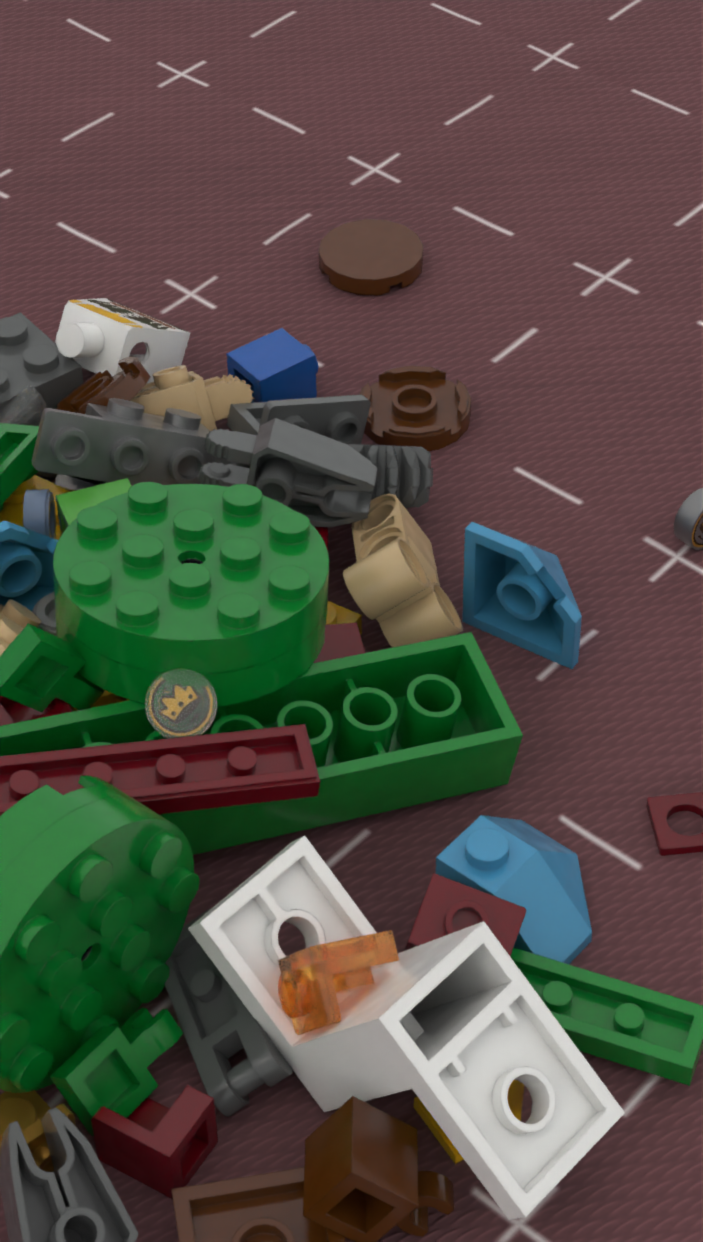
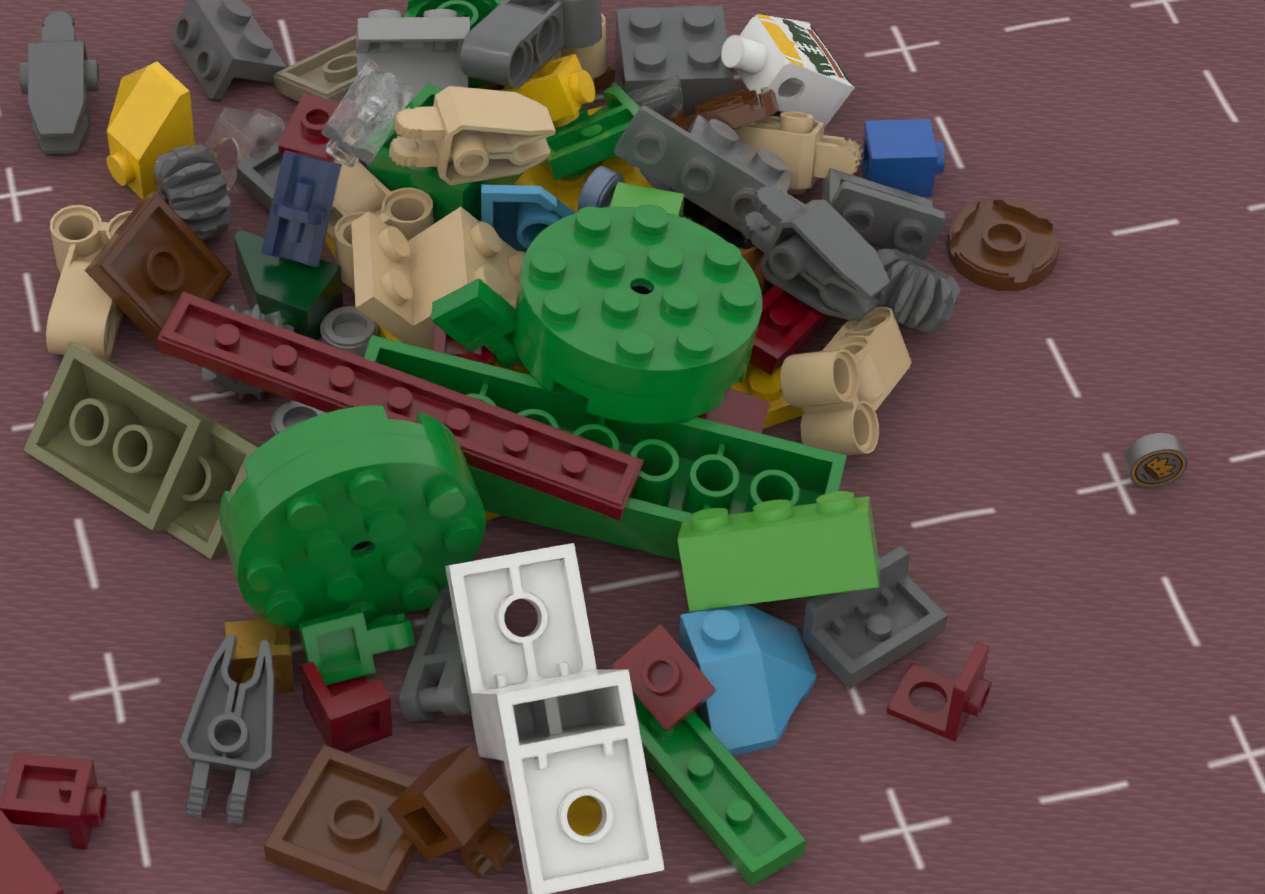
camera: 30 degrees right, 5 degrees up
(180, 703) = (556, 397): clear tile -> none
(321, 971) = (534, 651): clear orange bracket -> none
(370, 256) = (1083, 85): reddish brown tile -> none
(491, 746) = (779, 551): none -> bright green brick
(519, 595) = (939, 441): dark azure slope -> none
(589, 777) = (872, 627): none -> dark grey bracket

